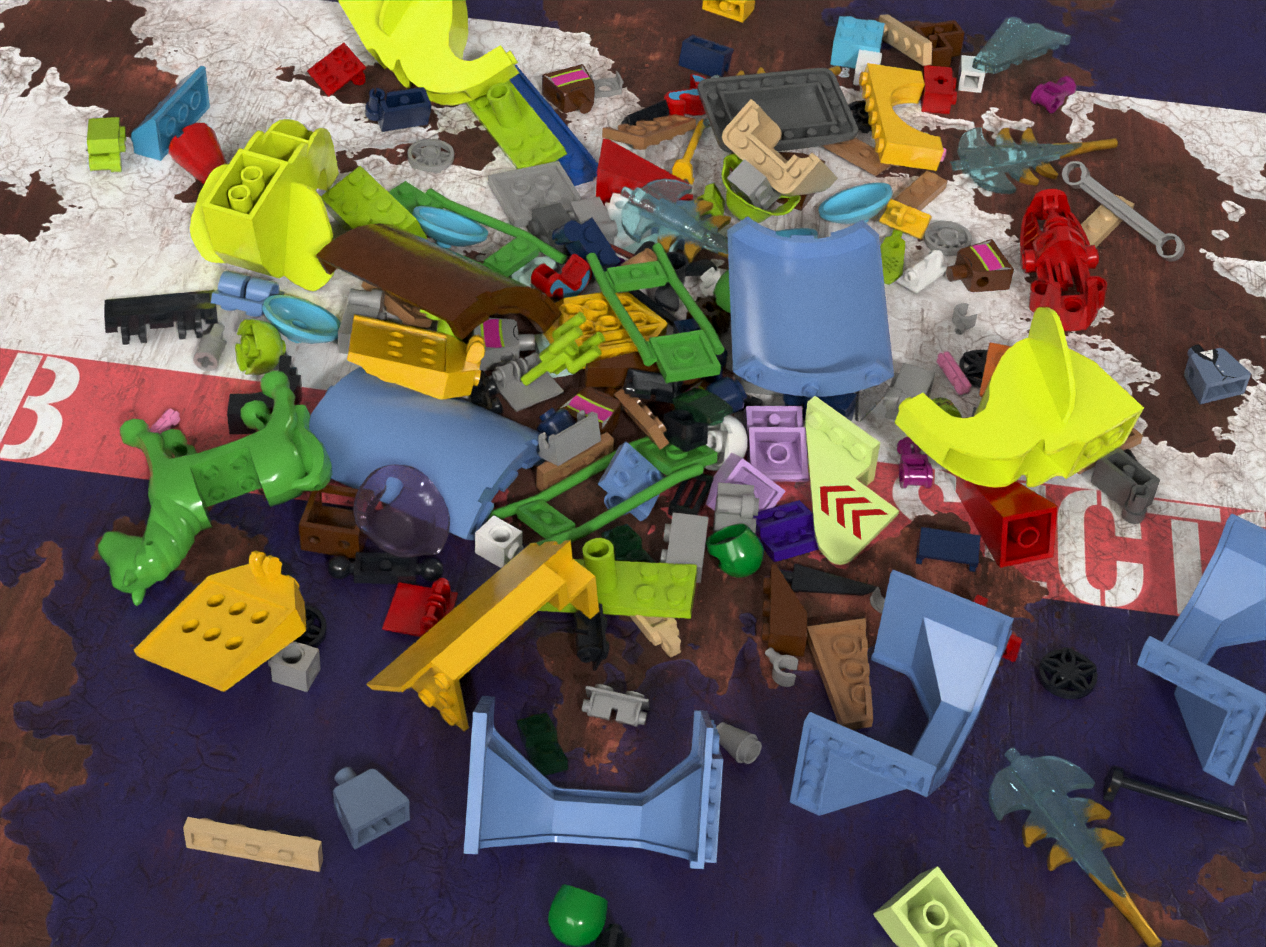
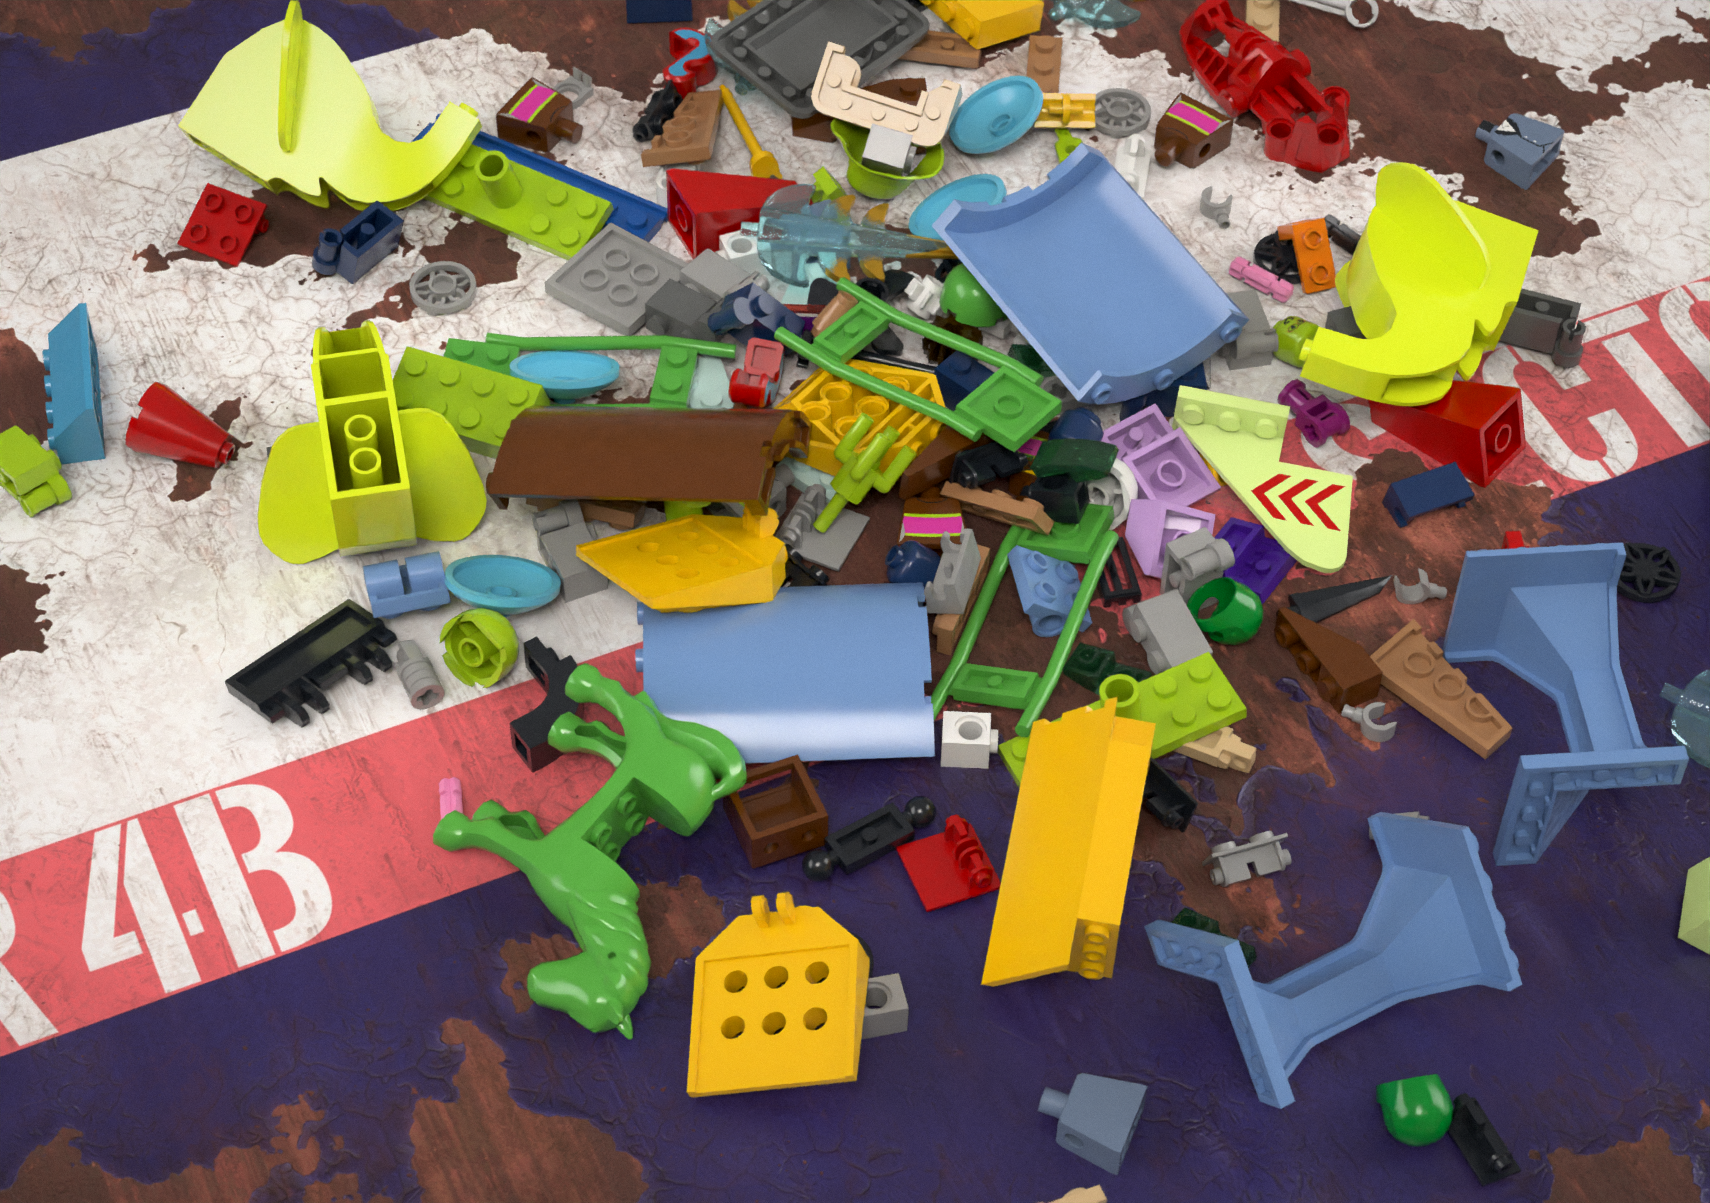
camera: 30 degrees left, 5 degrees up
(412, 523) = (863, 764): clear purple piece -> none

